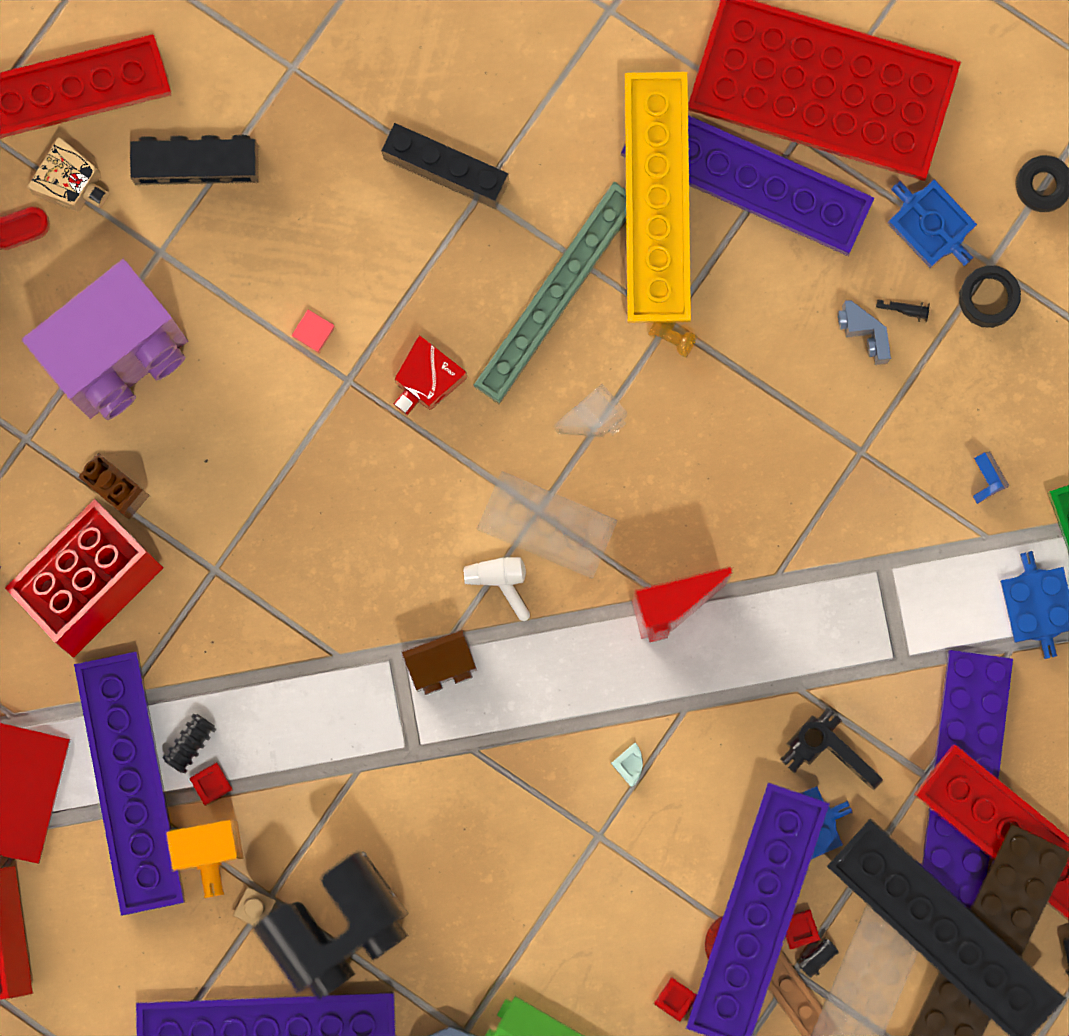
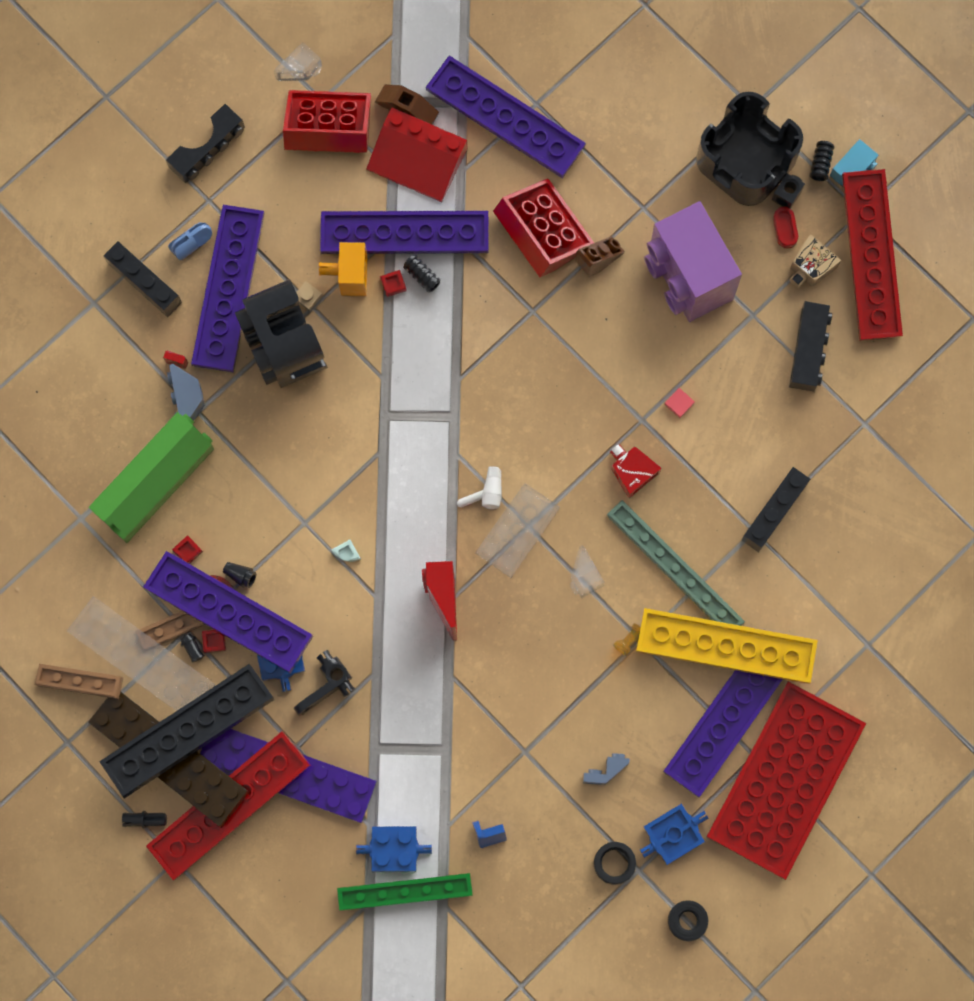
camera: 100 degrees right, 5 degrees down
(440, 662) = (439, 440): reddish brown slope -> none
(696, 911) = (240, 574): none -> black cone
(911, 310) = (614, 812): black piece -> none

